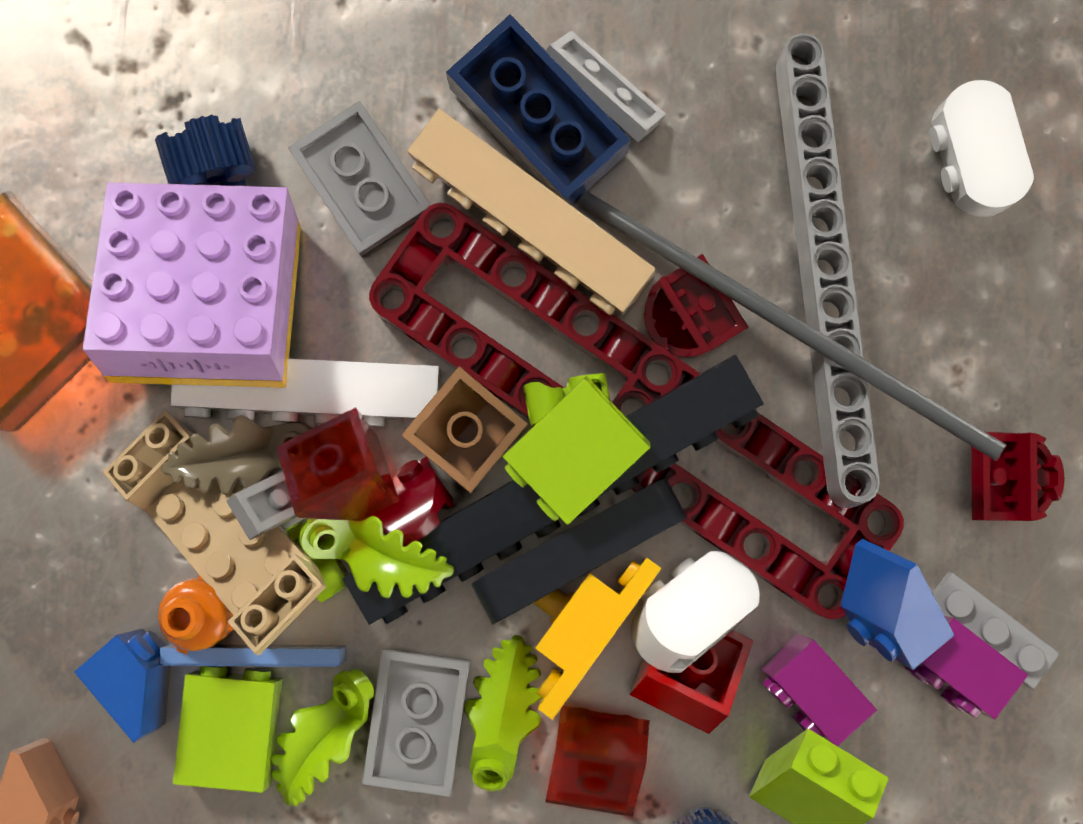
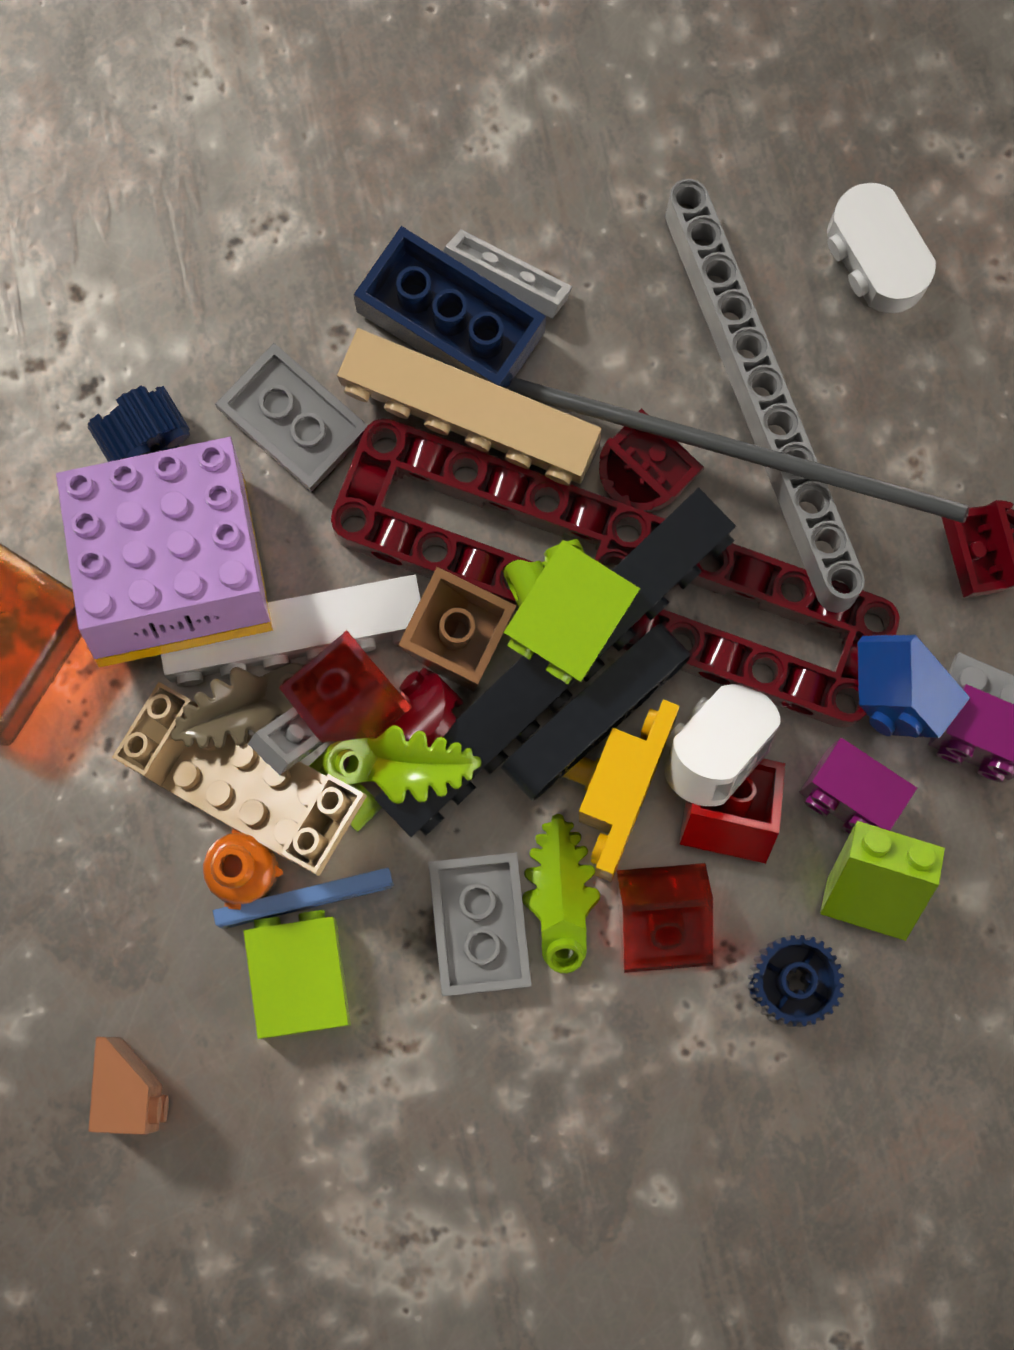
camera: 20 degrees left, 5 degrees down
(130, 682) = (191, 946): blue slope -> none
(321, 736) = (389, 960): lime plant -> none

